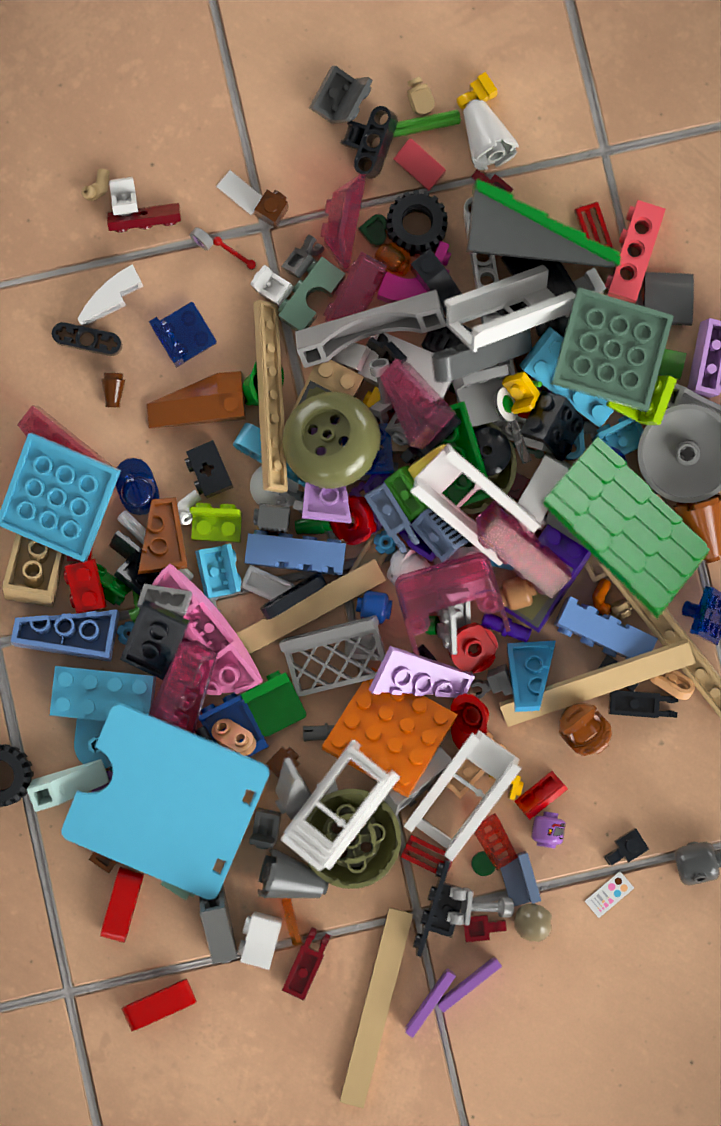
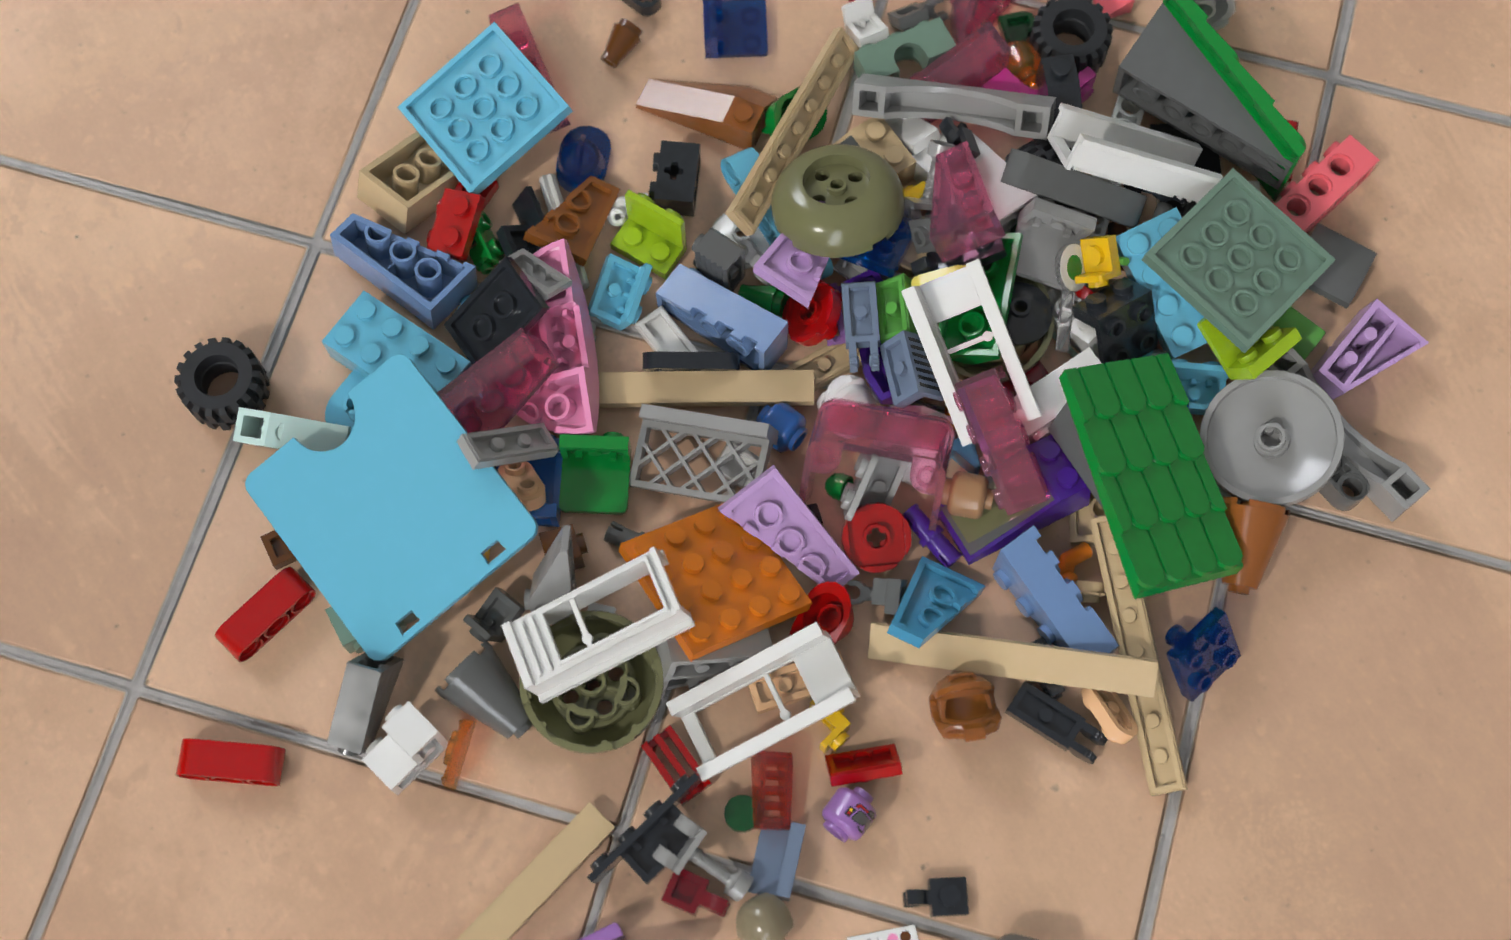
camera: 30 degrees right, 15 degrees down
(217, 724) = (507, 445): none -> light grey tile
(305, 967) = (440, 817): dark red hinge -> none
(380, 546) = (834, 367): dark azure plate -> none

